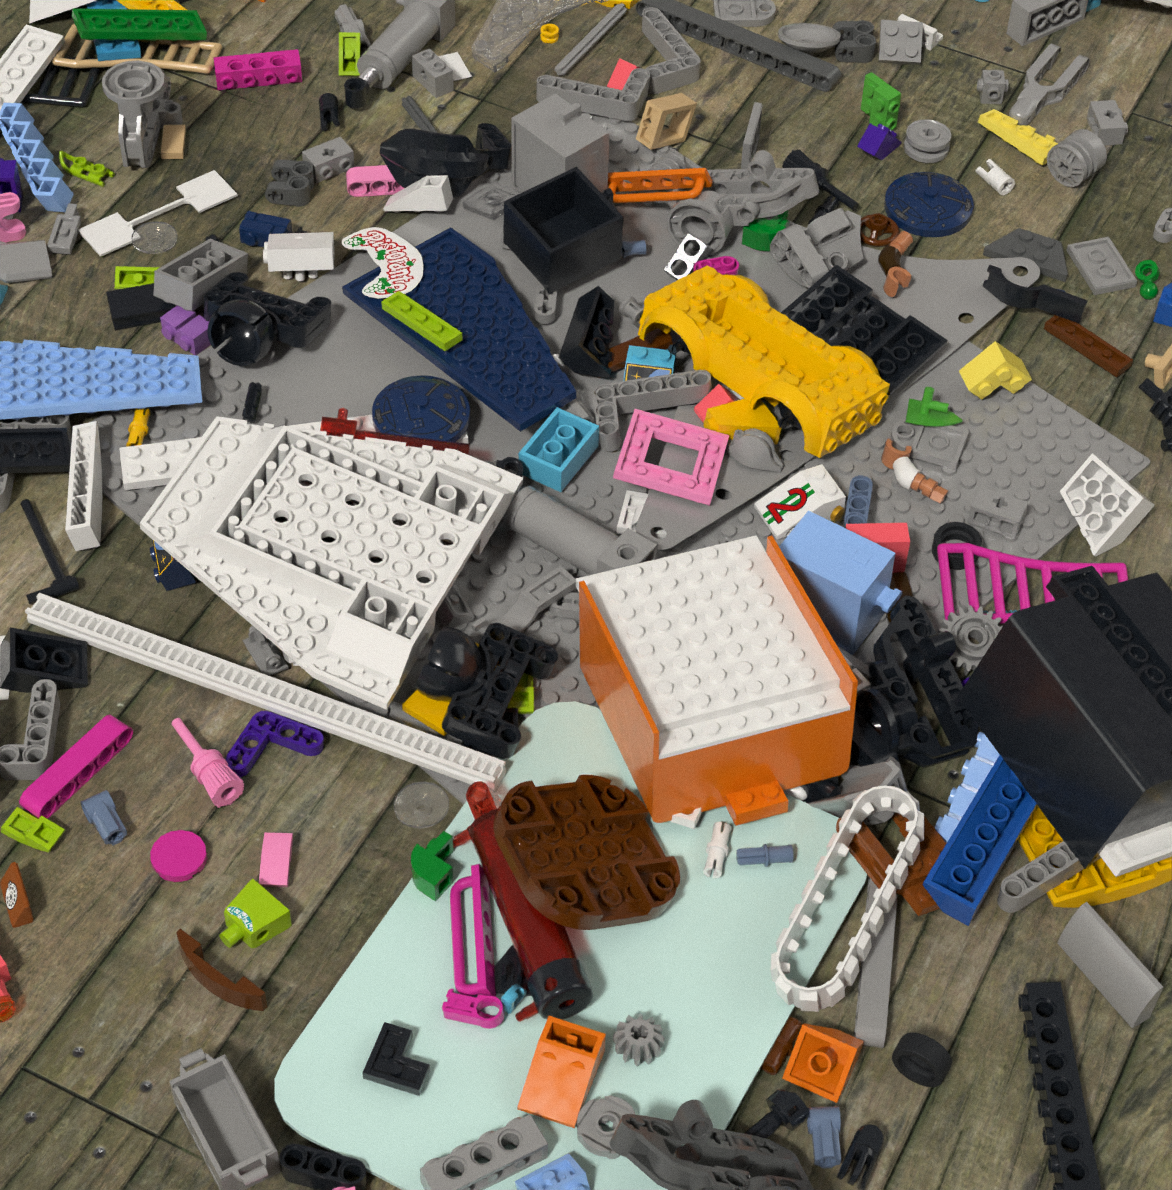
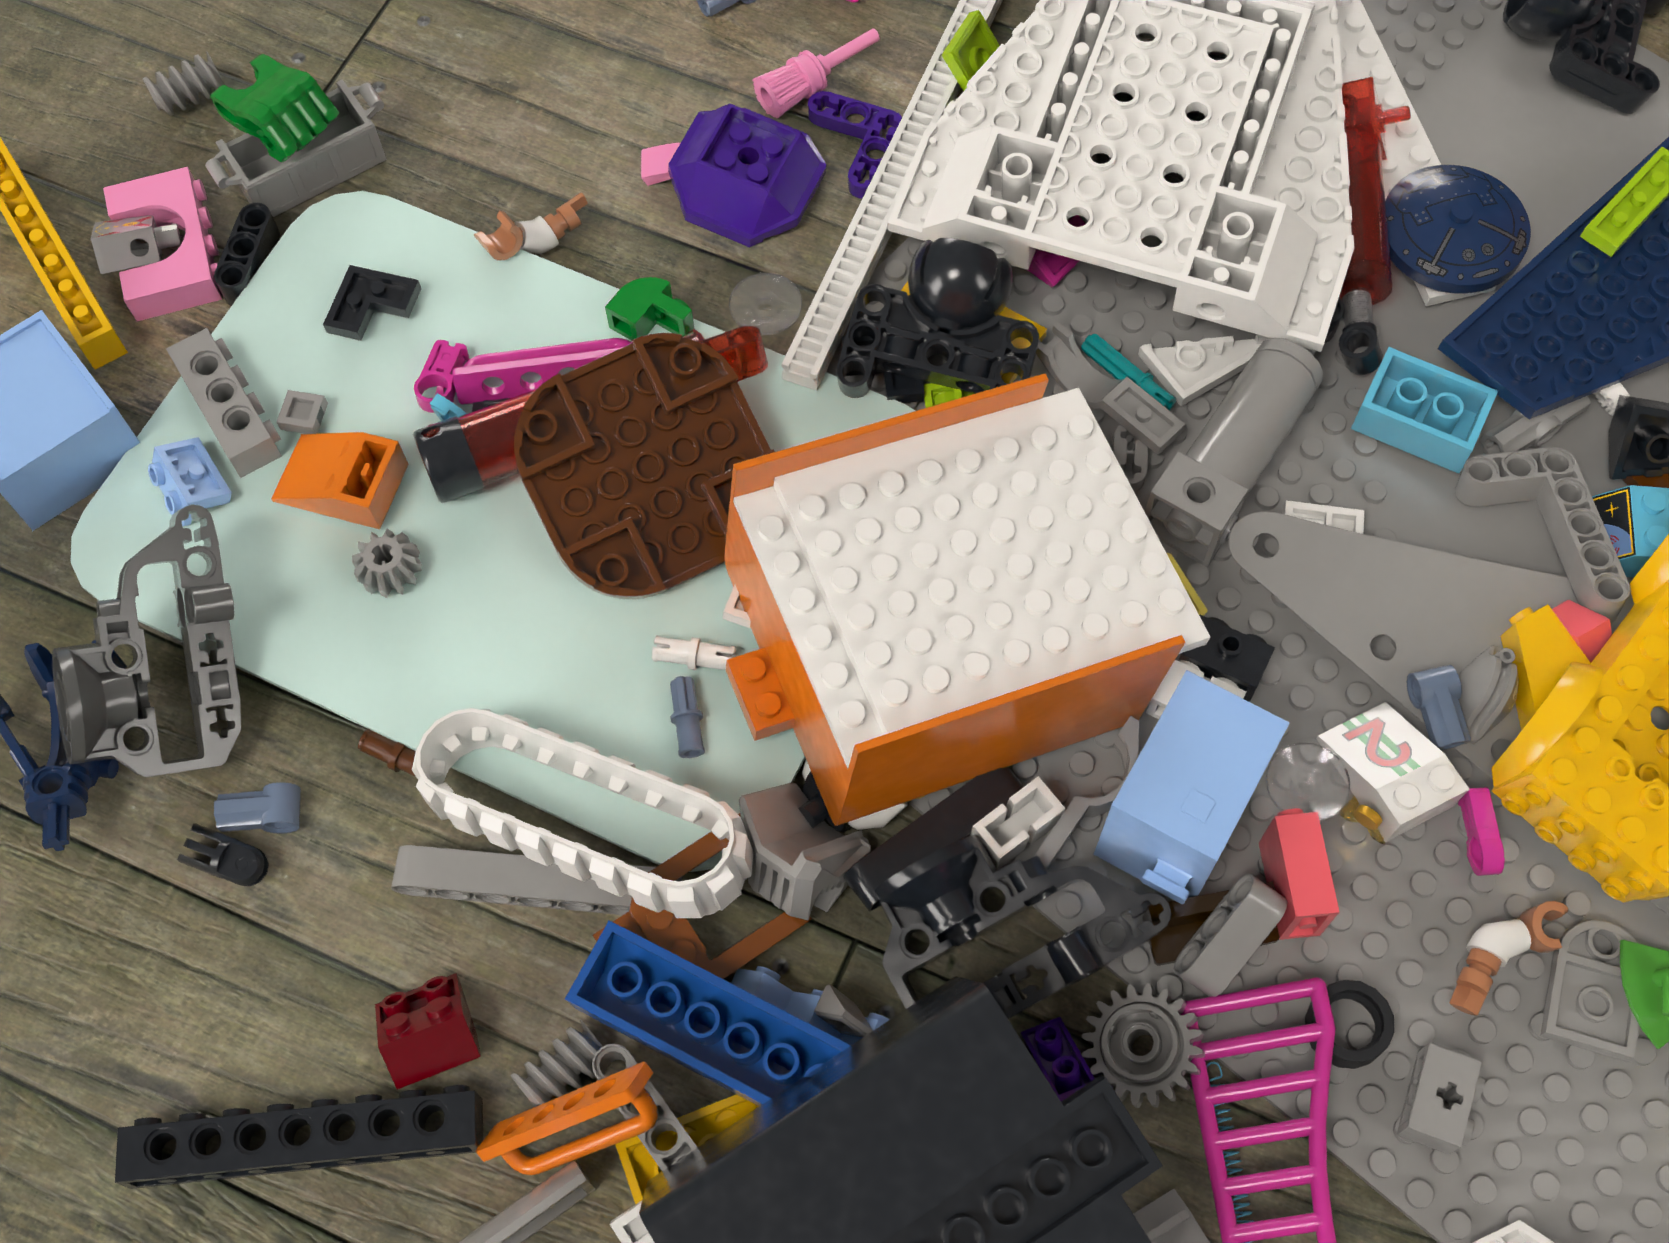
camera: 90 degrees right, 15 degrees up
(178, 855) = (683, 69): dark pink tile -> none
(201, 1115) = (280, 108): none -> green piece
(224, 653) = (970, 48): none -> lime tile
(241, 994) = (536, 95): reddish brown slope -> none
(252, 402) = (1438, 39): black axle -> none
(254, 917) = (592, 148): lime torso -> none
(298, 811) = (738, 198): none -> dark purple piece
(334, 952) = (533, 235): none -> nougat piece
(454, 609) = (1112, 306): light grey slope -> none
(497, 1106) = (302, 412): none -> light grey plate
(506, 599) = (1121, 367): none -> teal axle
(507, 560) = (1198, 366): none -> white wing
(596, 1112) = (272, 555): light grey plate -> none
(694, 487) = (1370, 592): bright pink plate -> none
(759, 473) = (1438, 696): none -> sand blue piece
(785, 1109) = (286, 748): black piece -> none
(823, 1060) = (370, 809): orange slope -> none
(839, 468) = (1484, 841): none -> dark pink piece
(858, 500) = (1414, 850): sand blue beam -> none
(922, 1059) = (351, 933): black tyre -> none
(925, 590) = (1230, 935): none -> light grey beam
(969, 777) = (841, 1013): none -> light grey slope
(981, 1021) = (426, 1030): none -> dark red slope
(1003, 941) = (561, 1068): none -> light grey piece
(1058, 944) = (567, 1111): none -> orange piece

